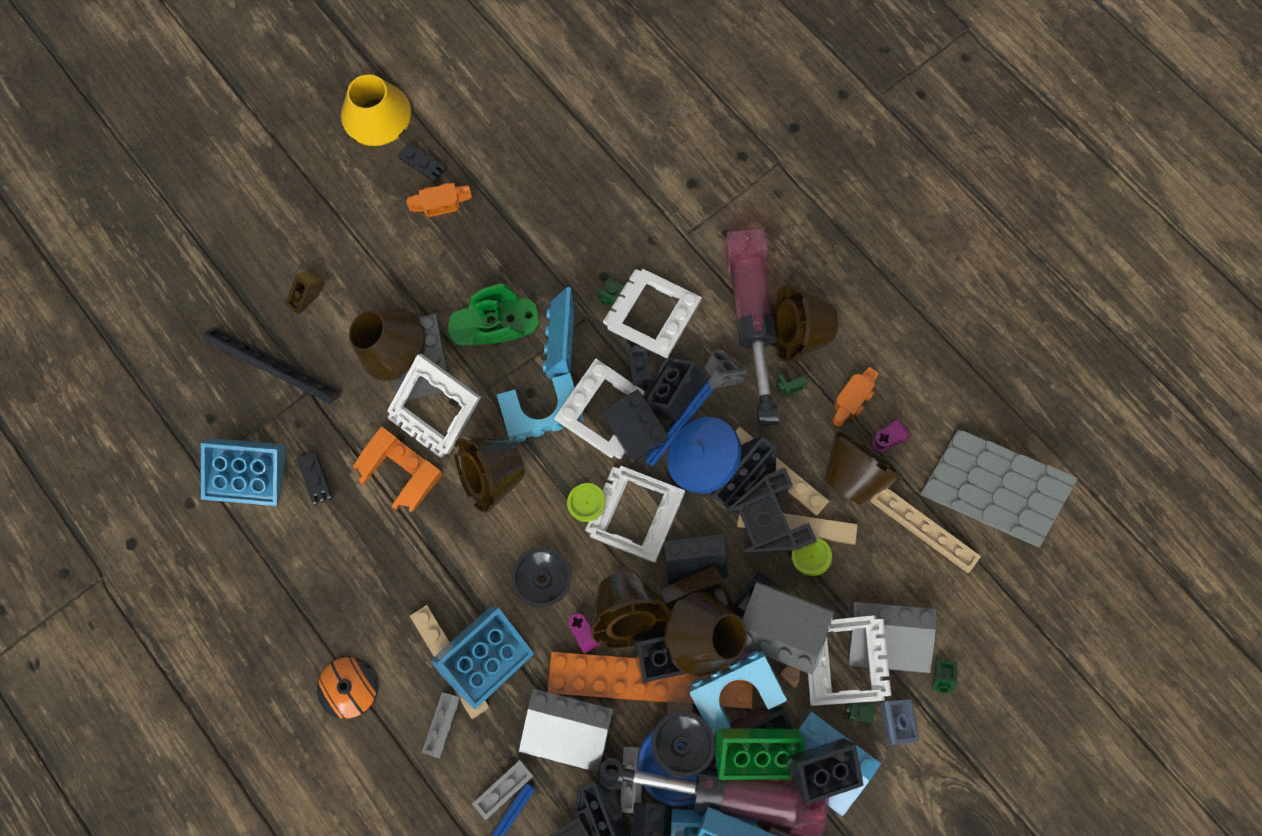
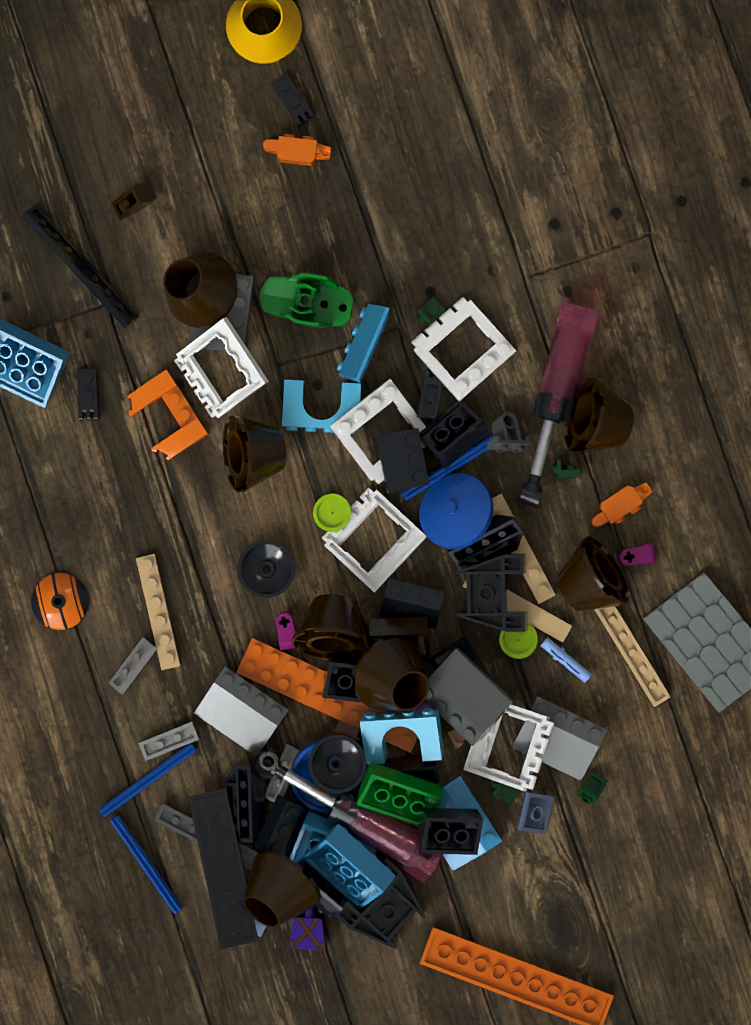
camera: 30 degrees right, 15 degrees up
(482, 657) = (189, 620): dark azure slope -> none
(858, 556) = (565, 659): none -> light blue pin

